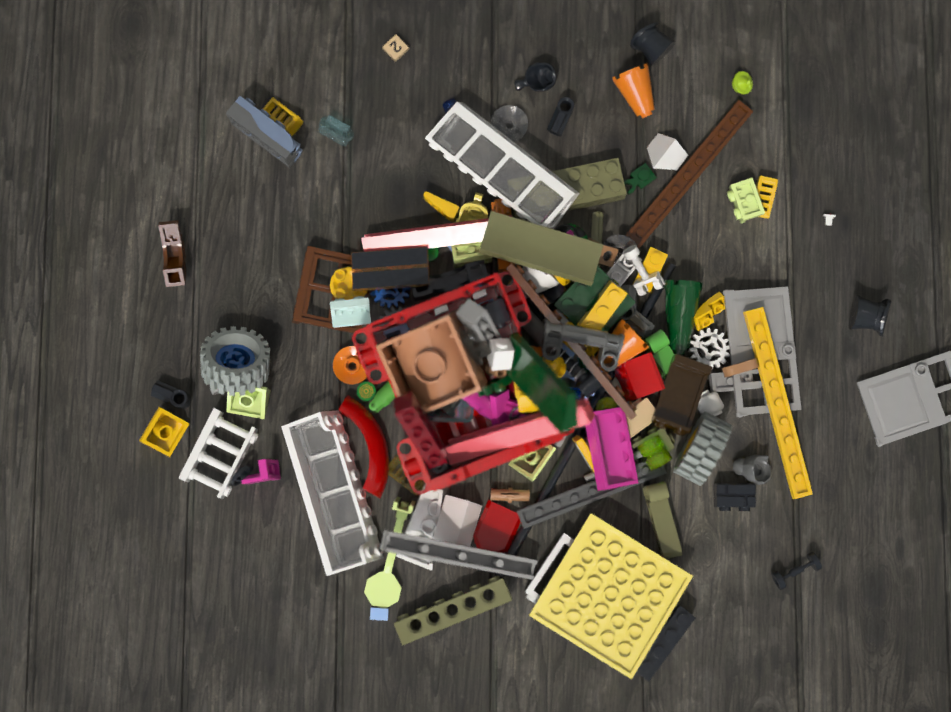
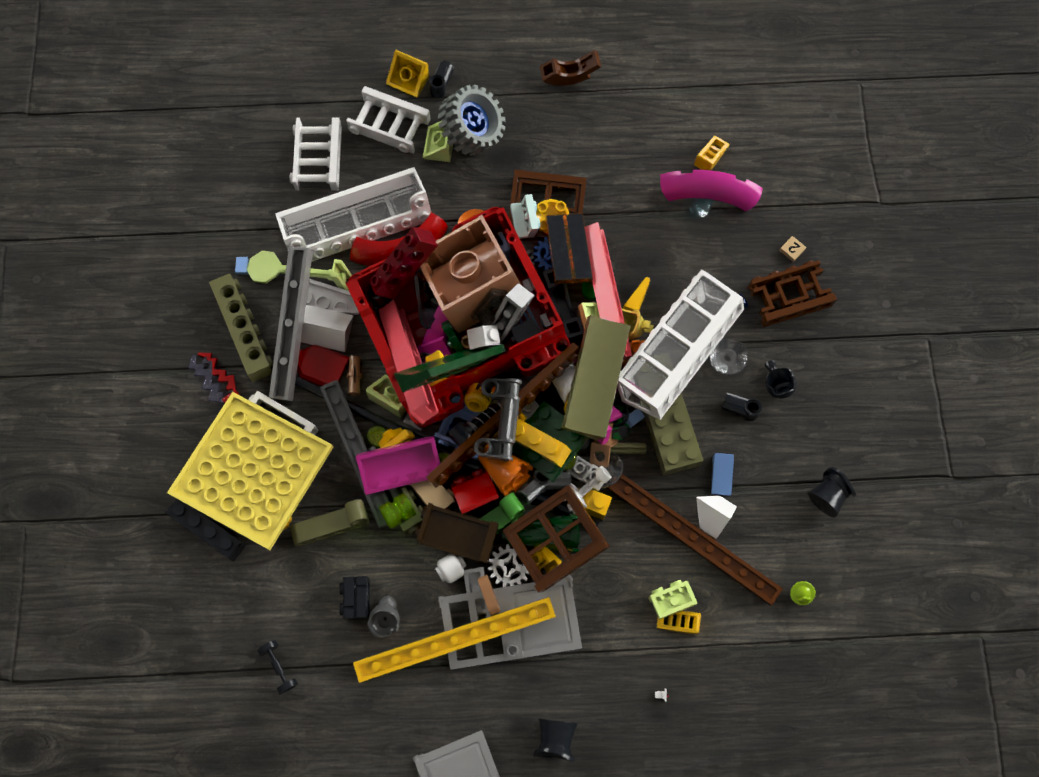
camera: 90 degrees right, 10 degrees down
(246, 515) = (331, 161): none -> white fence
(264, 130) = (694, 134): piece -> none
(268, 469) = (371, 152): dark pink piece -> none
(327, 122) = (712, 186): none -> dark pink brick
(459, 51) = (795, 307): none -> reddish brown fence
(499, 645) = (214, 396): none -> piece
(567, 219) = (635, 417): none -> light blue piece
(573, 473) = (375, 435): none -> clear neon green tile
(578, 458) = (389, 435): none -> yellow plate
(626, 143) = (722, 474): none -> medium blue slope
(637, 90) = (781, 478): orange cone -> none
(640, 177) = (686, 491): dark green plate -> none
(702, 448) = (400, 554): light grey wheel -> none
(717, 288) = (572, 562): none -> reddish brown window

